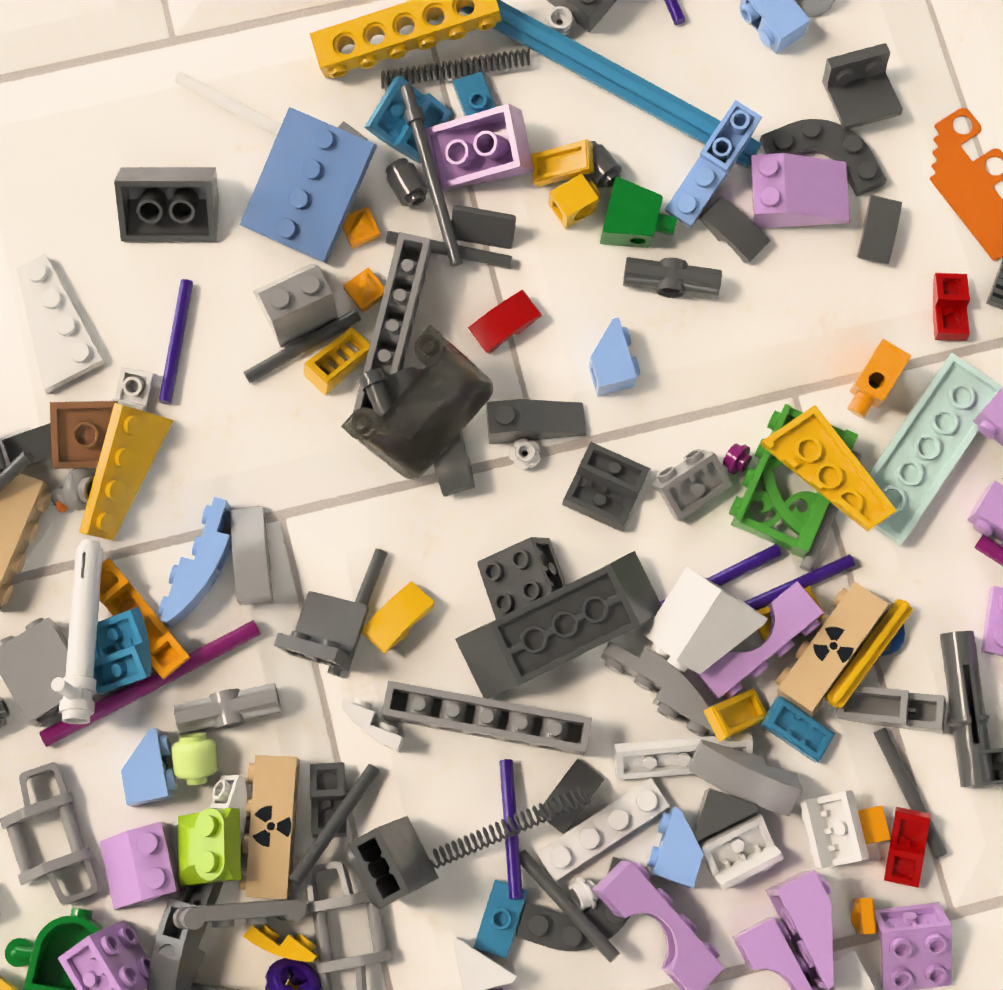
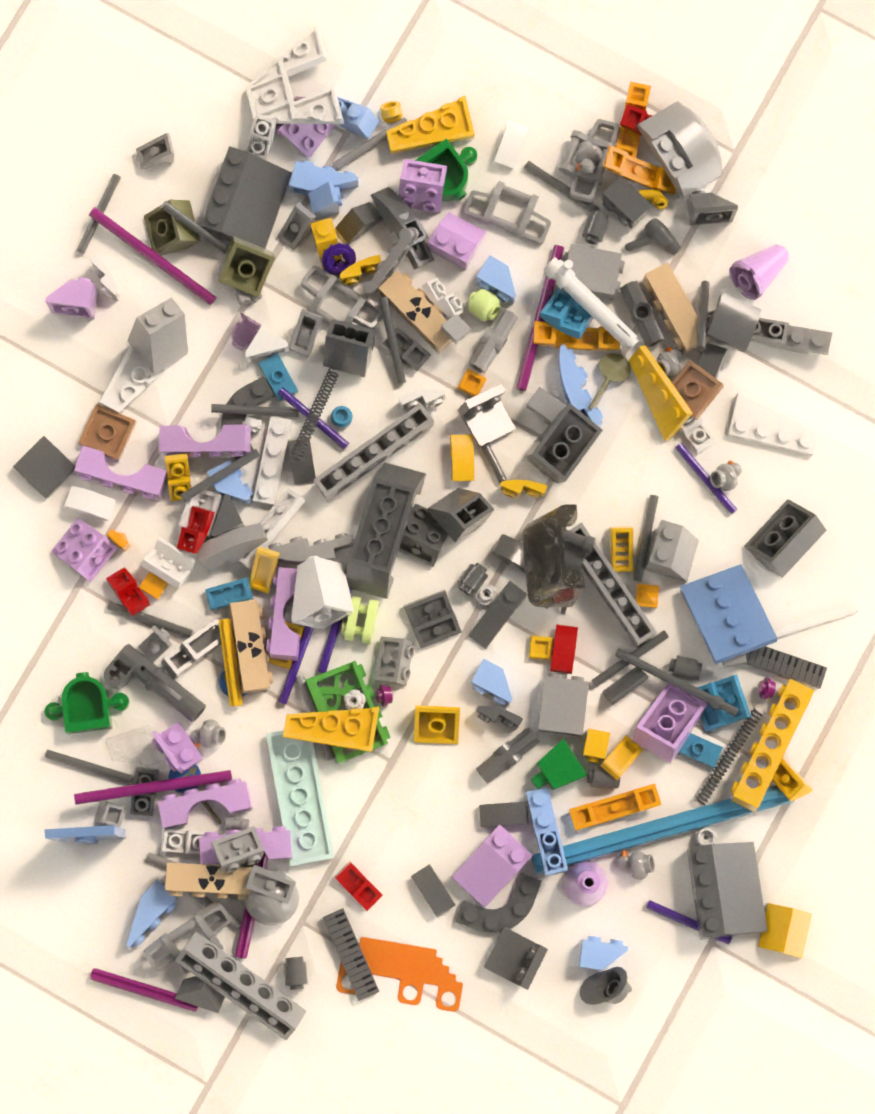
camera: 135 degrees right, 5 degrees up
(53, 550) = (636, 301): none -> dark grey piece
(138, 543) = (614, 369): none -> olive piece
(153, 320) = (726, 476): none -> light grey animal
(209, 847) = (434, 274): lime slope -> none
(254, 757) = (455, 328): none -> light grey slope
(280, 515) = (563, 444): none -> dark grey slope
(300, 688) = (472, 383): none -> light orange tile
(302, 82) = (787, 666): none -> dark grey tile
(350, 88) = (766, 688): none -> magenta plate
(360, 228) = (683, 624): light orange tile -> none
(374, 525) = (514, 488): none -> yellow slope
(419, 934) = (306, 332): none -> light grey slope
(463, 557) = (461, 512): none -> dark grey slope
(478, 799) = (341, 416): none -> dark azure plate
(523, 481) = (472, 579): none -> dark grey brick
(526, 348) = (541, 647): none -> yellow tile
(566, 268) = (563, 705): none -> light grey brick
(615, 130) = (615, 807): none -> light orange slope
(642, 328) = (489, 713): none -> dark grey slope
(649, 56) = (639, 862): none -> light grey animal
(683, 866) = (220, 475): none -> dark grey bar
(703, 561) = (350, 627): none -> yellowish green brick
(710, 378) = (436, 724): none -> yellow slope
(721, 84) = (575, 885): none -> lavender cone
(728, 917) = (178, 475): none -> yellow slope
(770, 481) = (360, 700): none -> white plate
(770, 832) = (194, 534): none -> red slope
(807, 915) = (147, 510): lavender slope -> none
(883, 369) = (358, 810): light orange torso -> none
(917, 758) = (159, 635): none -> light grey bracket
(965, 601) = (209, 735): none -> light grey animal

